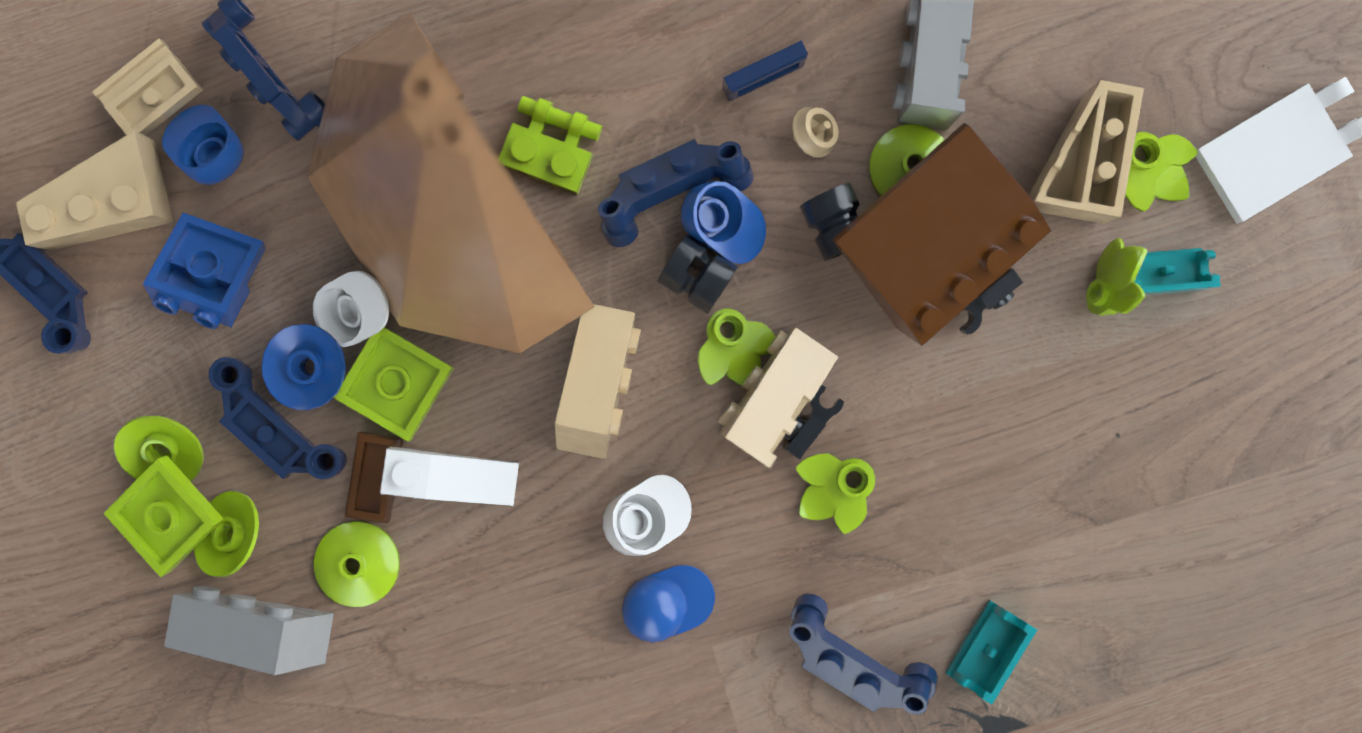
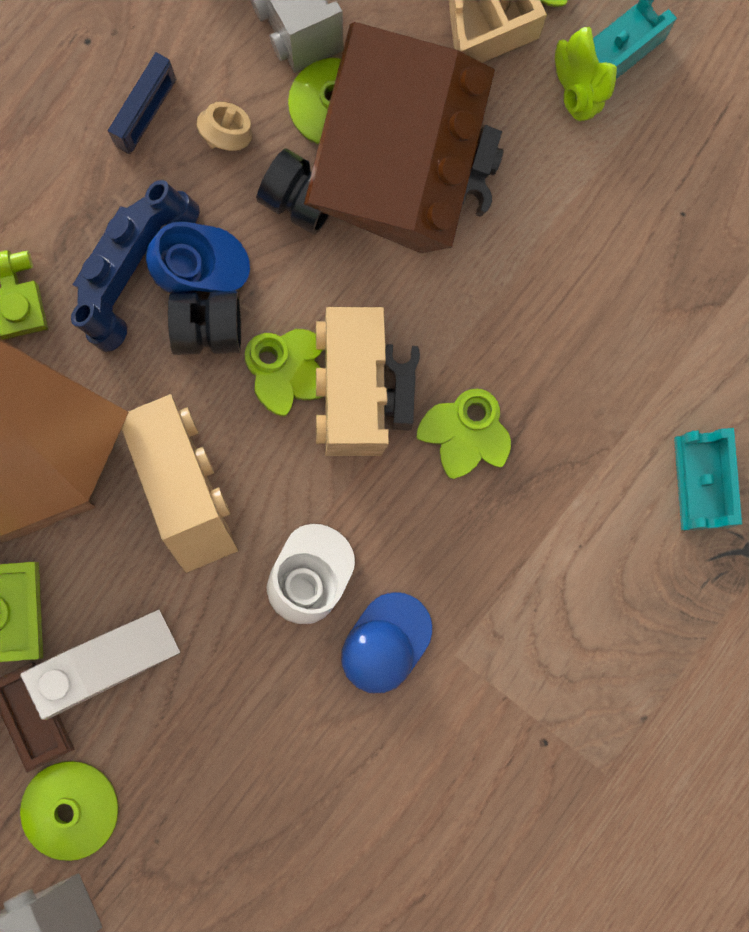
camera: 40 degrees left, 5 degrees down
(853, 670) = (595, 584): dark blue plate -> none

